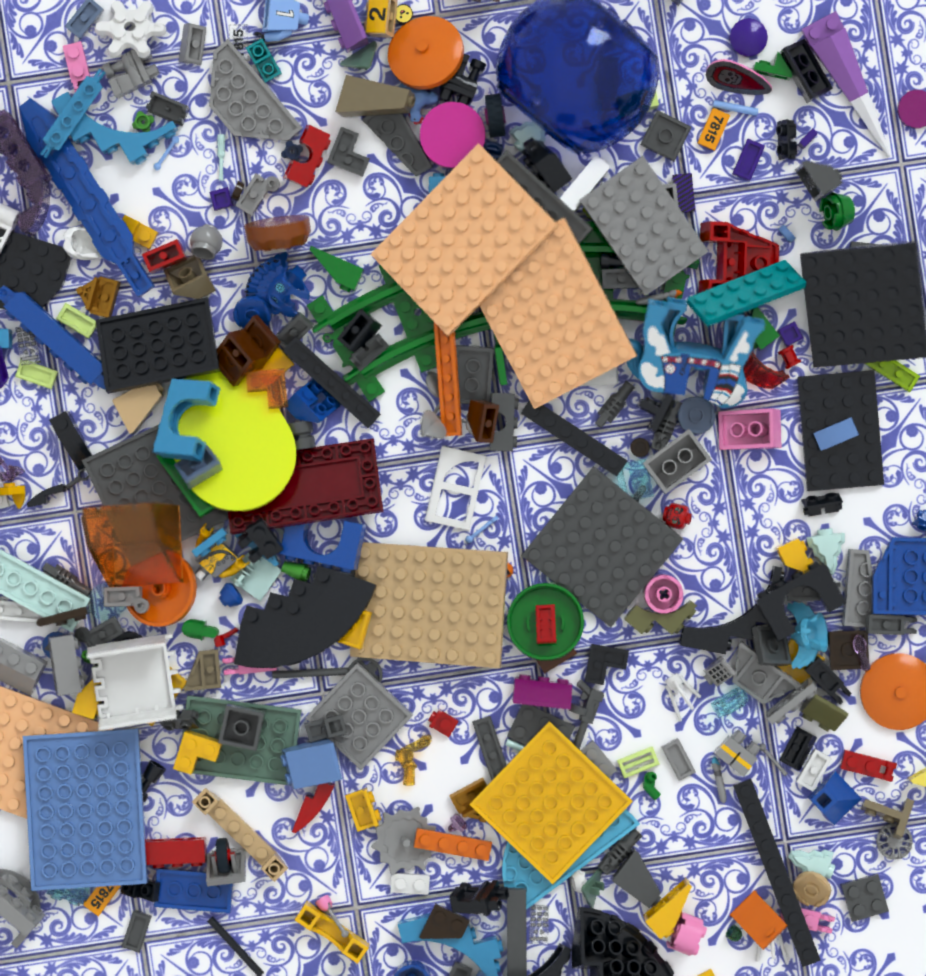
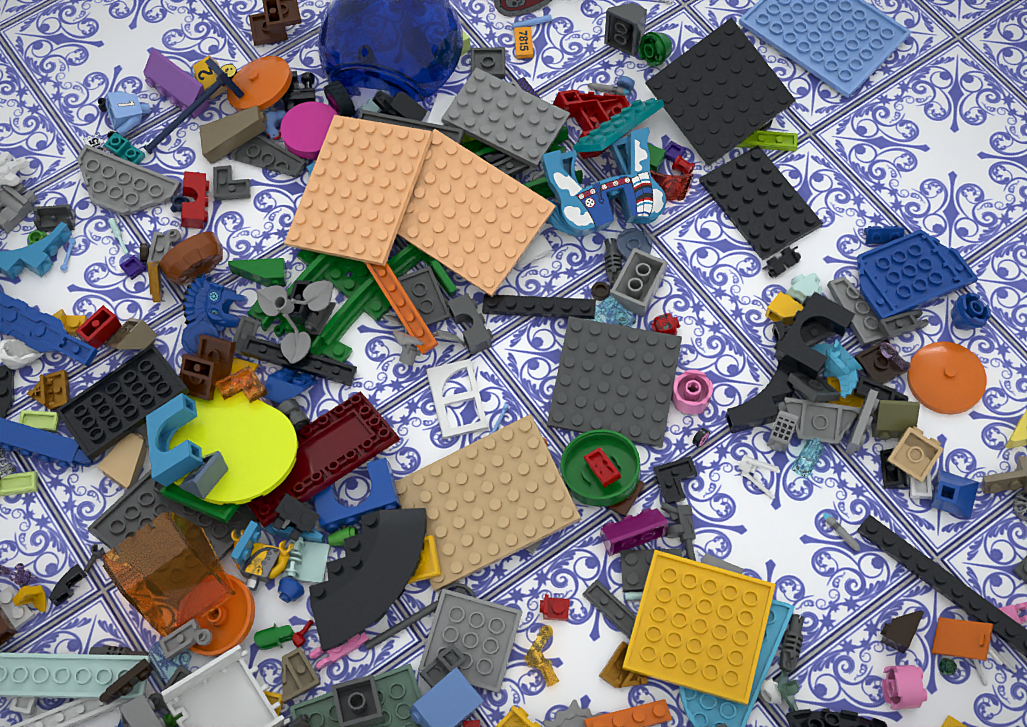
camera: 20 degrees left, 25 degrees down
(71, 438) = (70, 520): black slope -> none
(192, 44) = (57, 166): light grey slope -> none
(206, 242) = (132, 300): light grey piece -> none
(234, 232) = (155, 281): none -> pearl gold slope
(361, 59) = (210, 111): sand green piece -> none
(373, 342) = (275, 300): none -> light grey plant
(390, 39) = (222, 80): none -> dark blue tile
(458, 823) = (622, 695): clear purple tile -> none
(482, 420) = (450, 321): reddish brown slope -> none
(614, 404) = (559, 267): dark grey hinge -> none
(637, 880) = (825, 662): dark grey slope -> none
(640, 769) = (748, 565): yellowish green tile -> none
(648, 637) = (701, 437): none -> black tile
(649, 785) = (780, 567): green arm -> none
(657, 411) = (594, 250): black bracket -> none
(666, 912) = (873, 675): yellow slope -> none
(672, 621) = (687, 424): olive arch -> none
(678, 759) = (793, 532): light grey tile -> none
(715, 887) = (901, 630): none -> dark brown slope
(736, 755) = (843, 498): light grey hips -> none
(748, 159) = (563, 51): dark purple tile -> none
(750, 429) = (685, 232): bright pink slope -> none
(763, 748) = (861, 483): light grey hinge -> none
(769, 229) = (608, 88): none -> light grey piece
(785, 130) = (584, 25): black hinge -> none
(807, 139) = (601, 14): dark purple tile -> none
(812, 889) = (991, 582): tan tile -> none
(814, 861) = (977, 562): light aqua rock -> none
(820, 751) = (915, 453): none -> tan plate
(836, 433) = (758, 199): medium blue slope -> none
(867, 765) = (965, 452): red plate -> none

